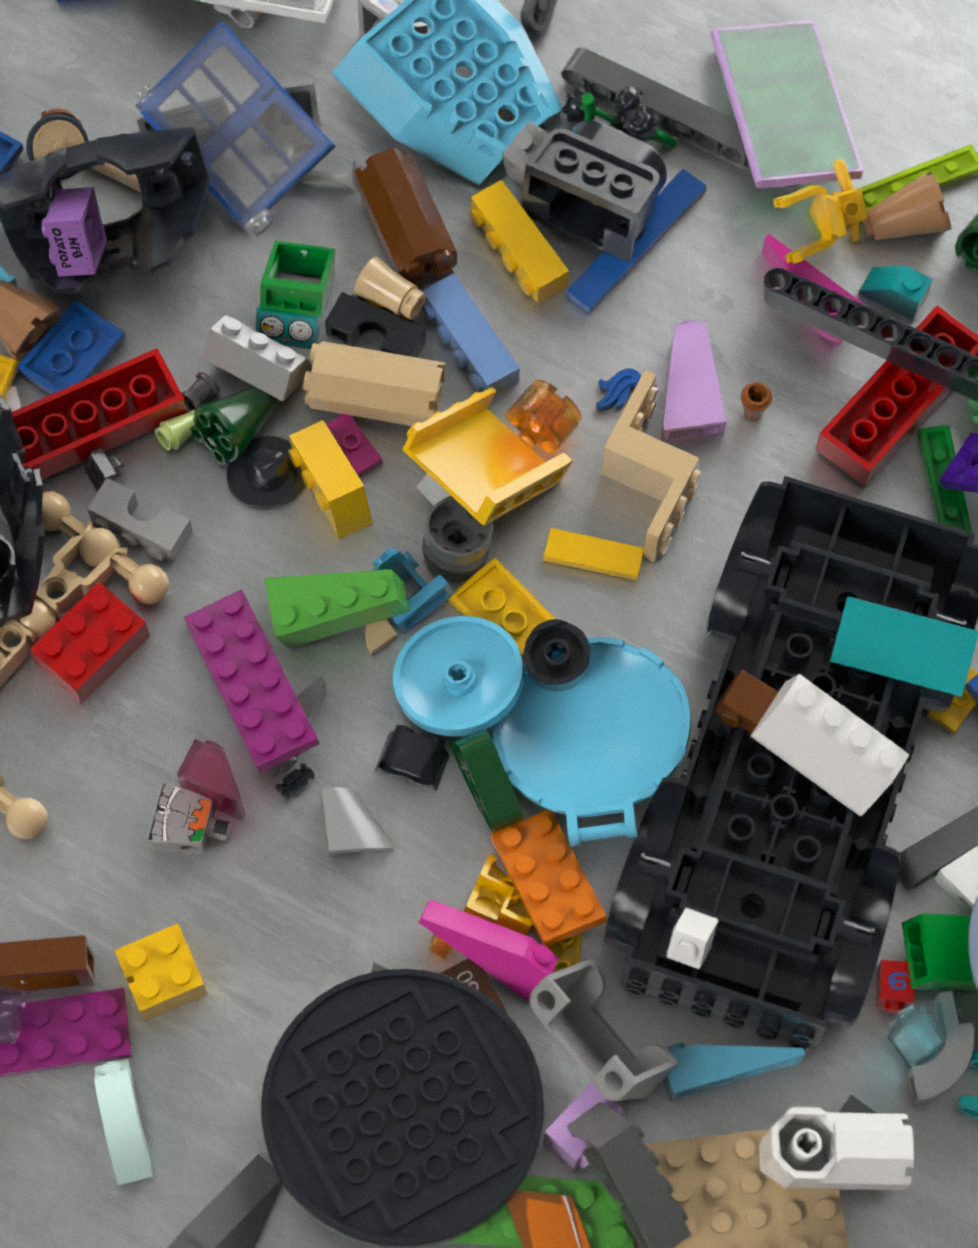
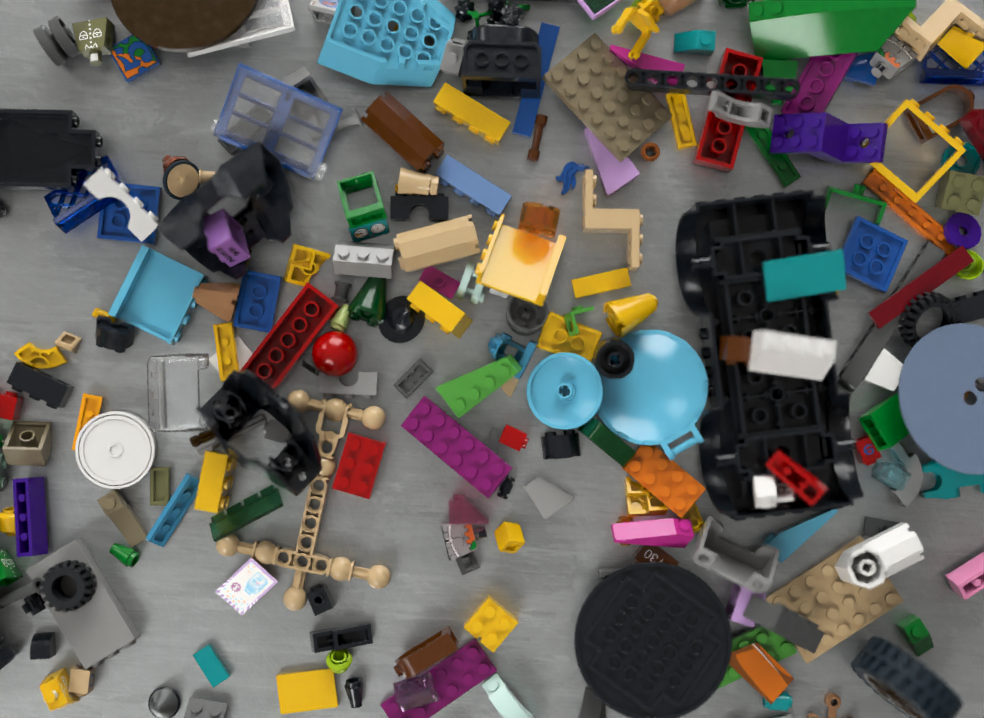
camera: 25 degrees left, 20 degrees up
(142, 467) = (335, 353): none -> red piece
(168, 331) = (303, 264): none -> yellow slope
(175, 866) = (467, 563): none -> dark grey tile
(239, 559) = (413, 378): none -> dark grey plate
(260, 857) = (509, 537): none -> yellow panel
(344, 711) = (513, 438): none -> red brick
(381, 467) = (477, 294): none -> light aqua brick
(532, 572) = (570, 317): none -> bright green bracket
(583, 333) = (540, 122): none -> reddish brown bar
(616, 608) = (629, 312): none -> yellow cone
(716, 292) = (595, 91): none -> dark tan plate
(726, 962) = (784, 493): none -> white tile
(754, 936) = (796, 477): none -> red slope
(826, 383) = (681, 120): none -> yellow tile
(911, 391) = (740, 112): none -> light grey arch

